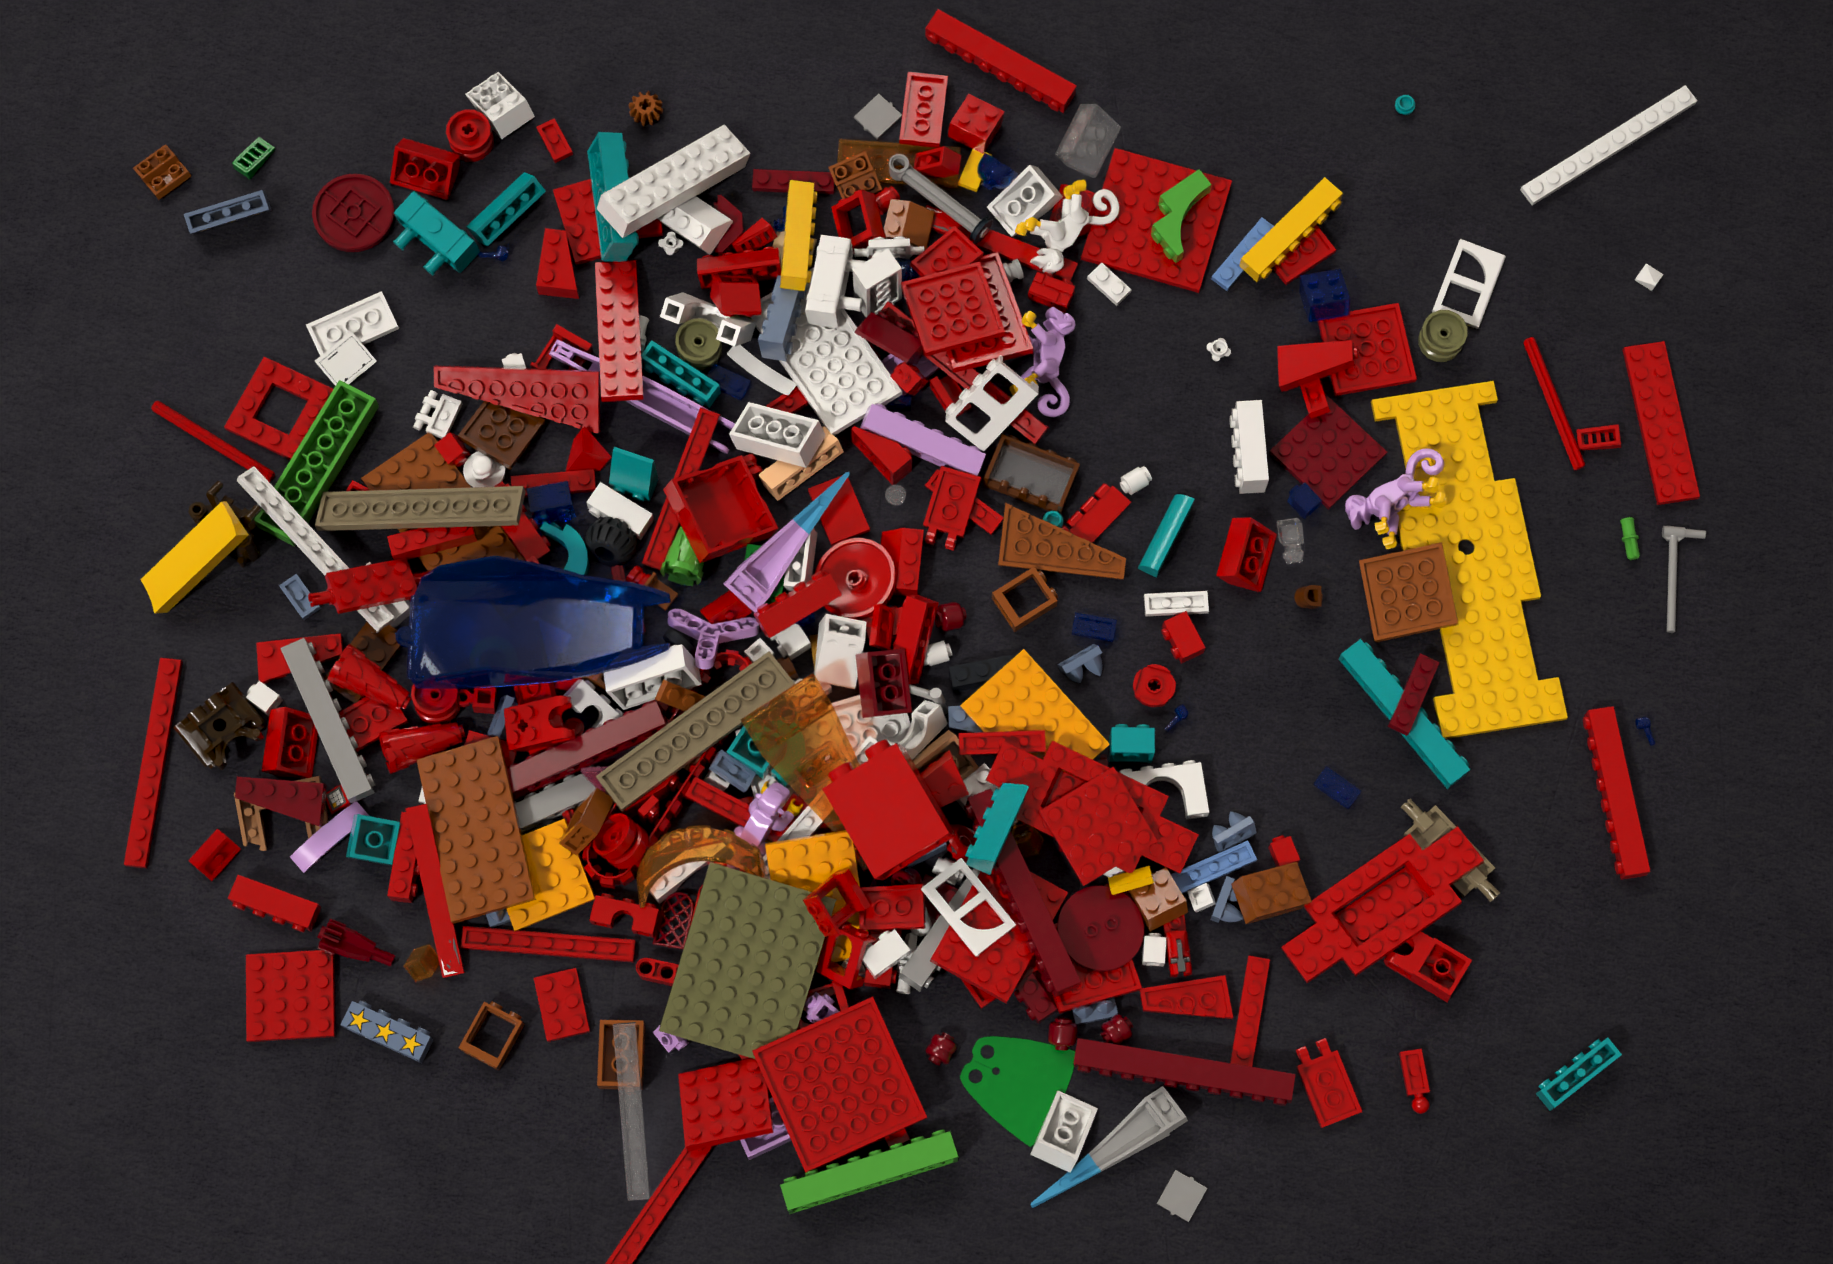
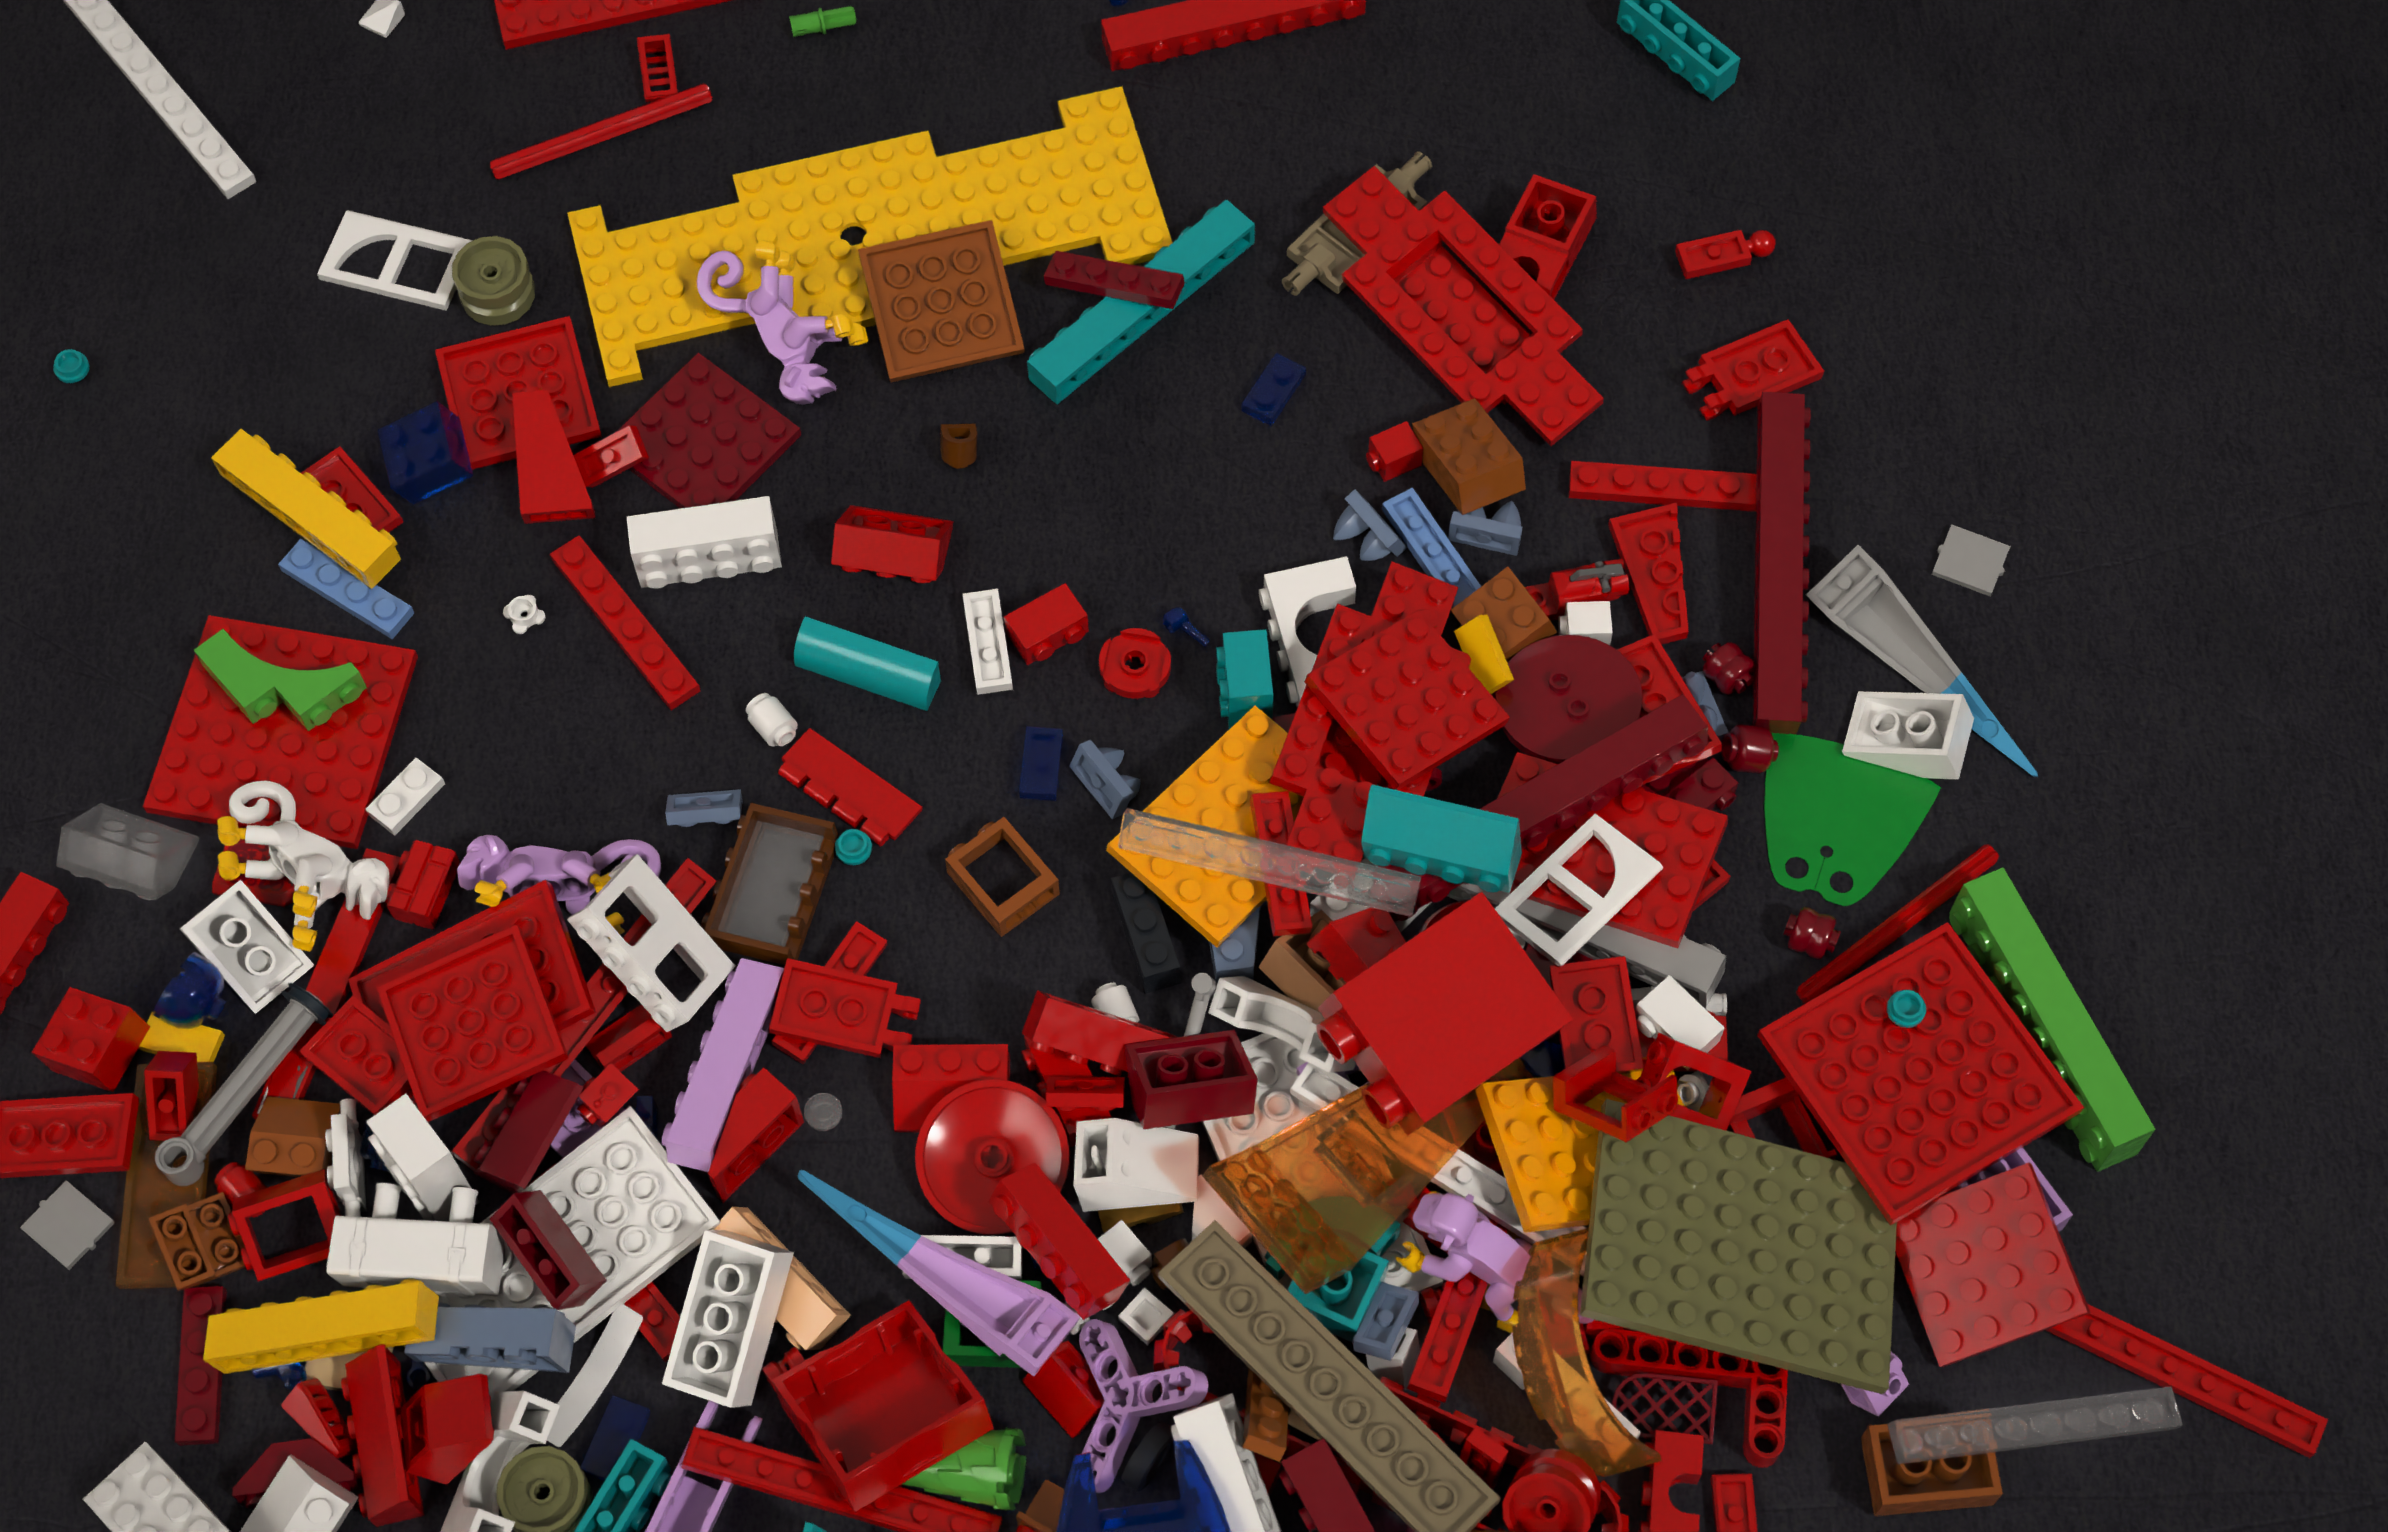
camera: 95 degrees left, 10 degrees down
(819, 1007) = (1786, 1125): lavender brick -> none
(823, 345) = (547, 1249): none -> dark red brick
(843, 516) = (877, 1185): red tile -> none
(873, 1080) = (1906, 1008): none -> teal plate
(944, 1103) = (1897, 924): none -> red axle
(950, 616) = (1046, 980): dark red head -> none
(996, 731) = (1269, 862): none -> clear plate
(1013, 270) = (380, 947): light grey wheel -> none
(1037, 543) = (904, 853): dark orange wing -> none
(1084, 441) = (703, 807): none -> sand blue plate
(1201, 897) = (1486, 562): white plate -> none
(1209, 404) = (625, 623): none -> red plate
(1291, 536) = (855, 473): clear brick -> none
(1304, 500) = (791, 464): clear blue brick -> none

